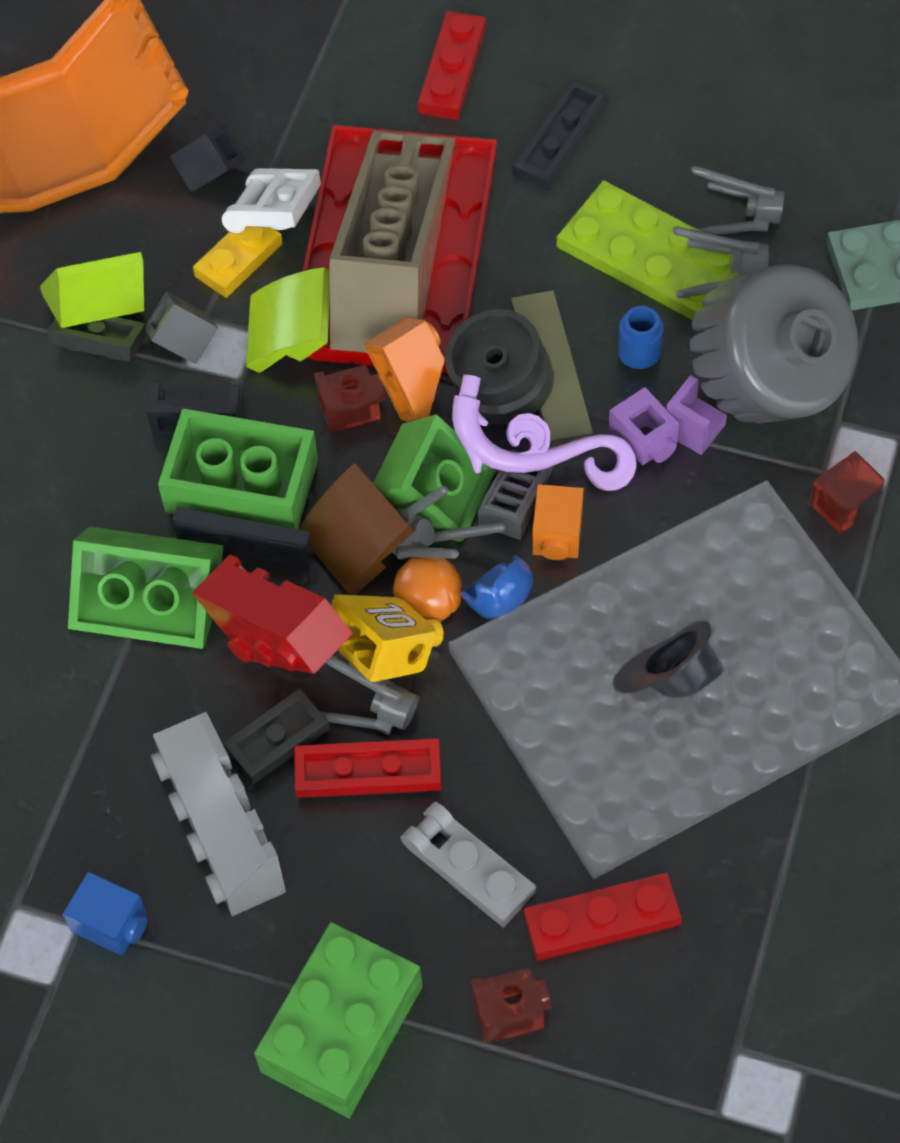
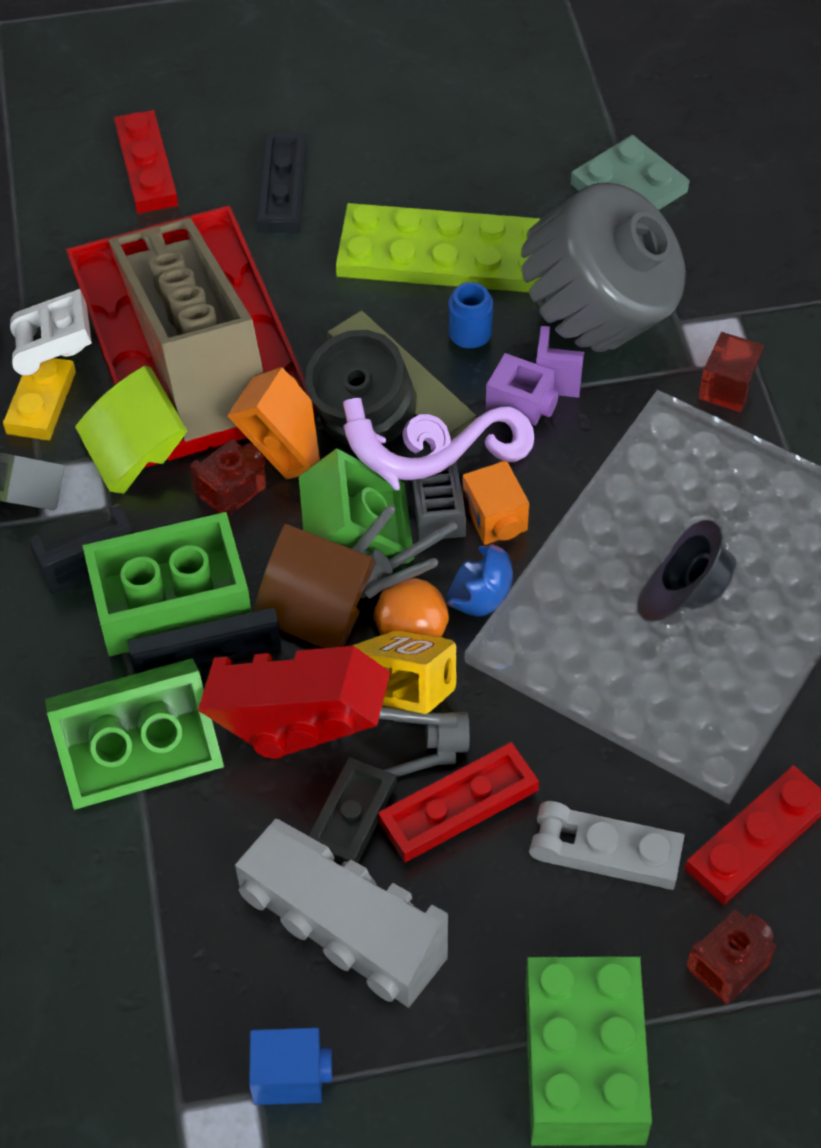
camera: 30 degrees left, 5 degrees down
(743, 255) = (521, 215): dark grey plant -> none
(763, 202) = (500, 169): dark grey plant -> none

